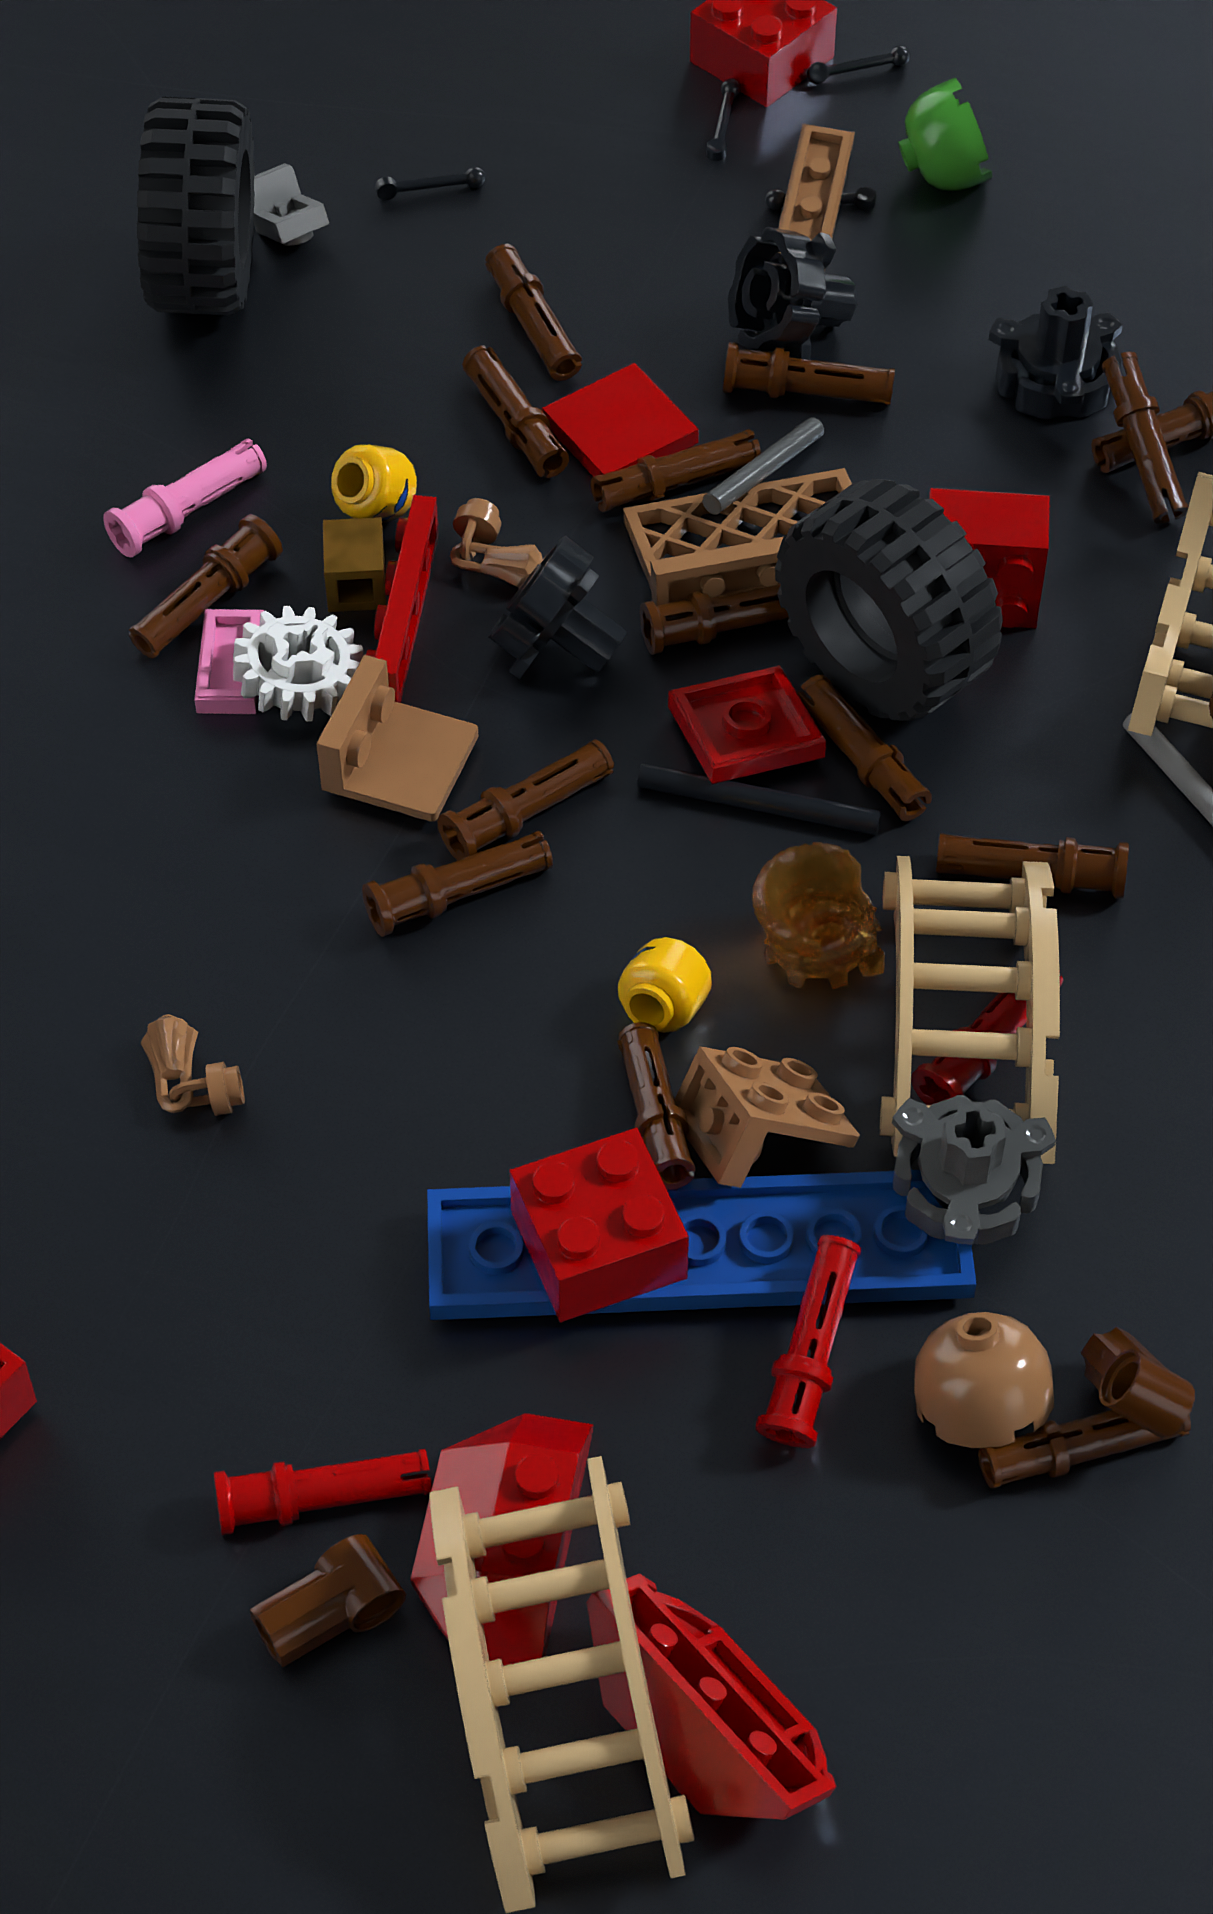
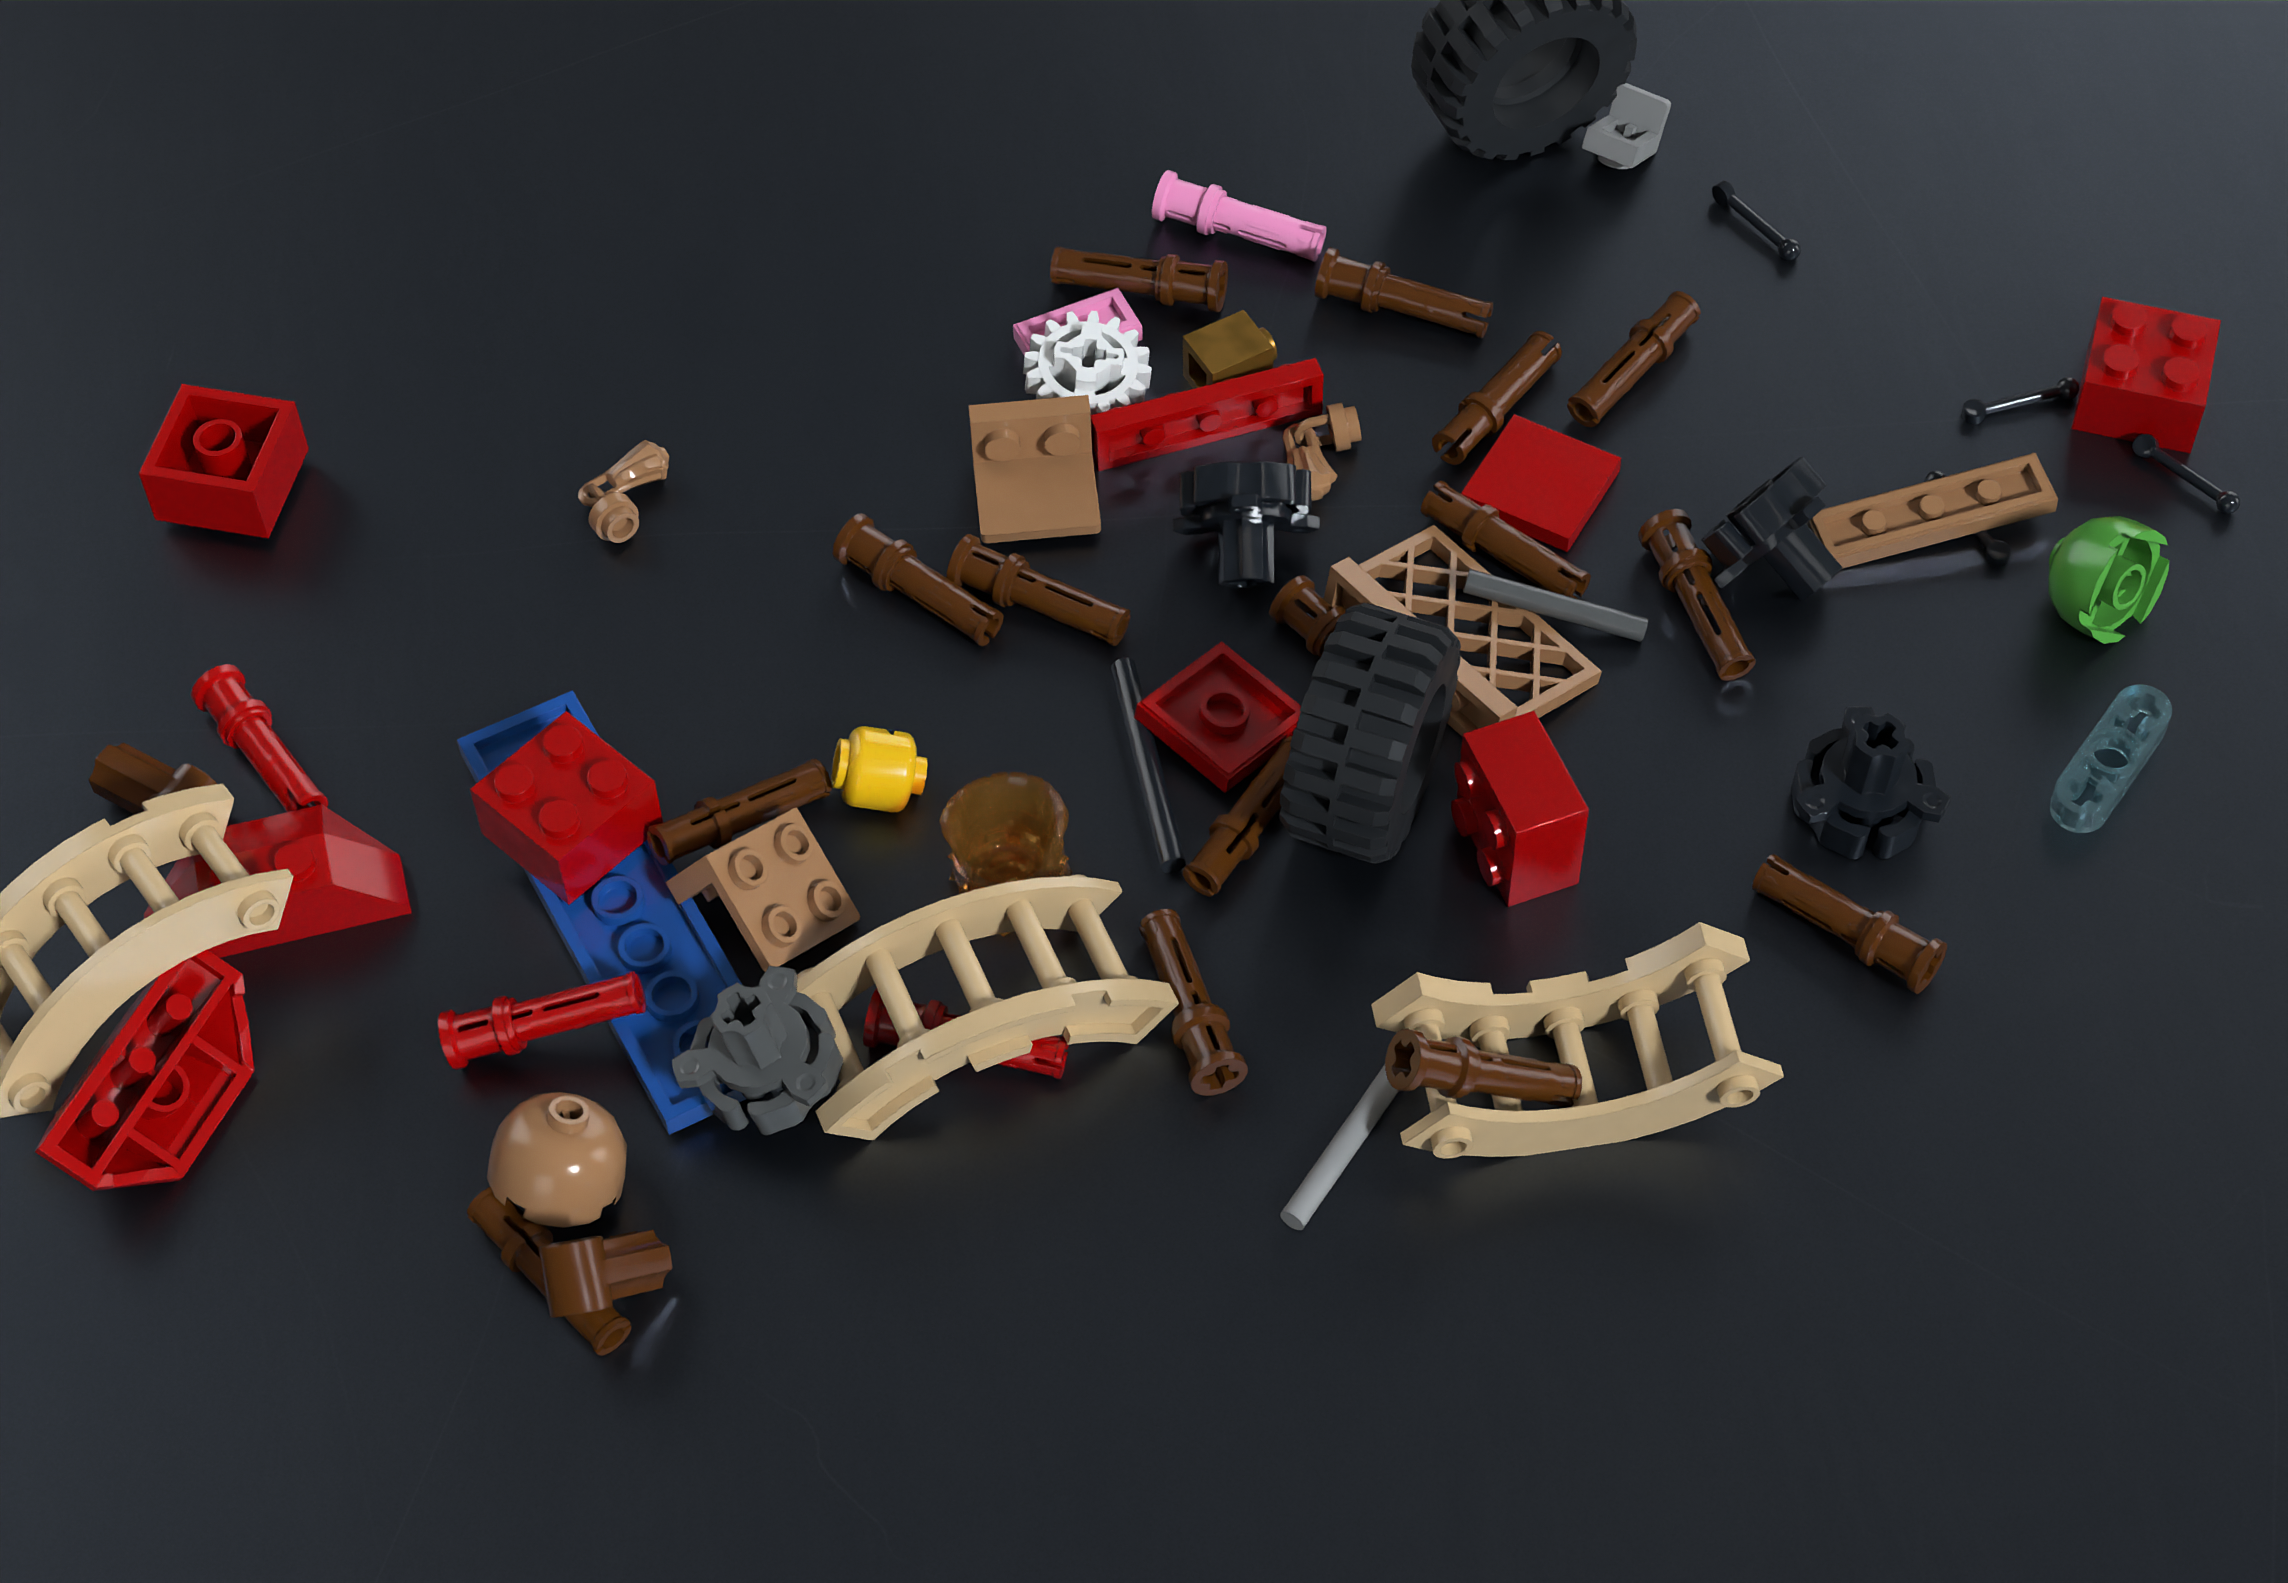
camera: 65 degrees right, 0 degrees up
(337, 433) = (1375, 288): none -> reddish brown pin
(373, 482) = (1324, 328): yellow head -> none
(1103, 241) = (2110, 782): none -> clear light blue beam
(1137, 414) = (1797, 878): reddish brown pin -> none

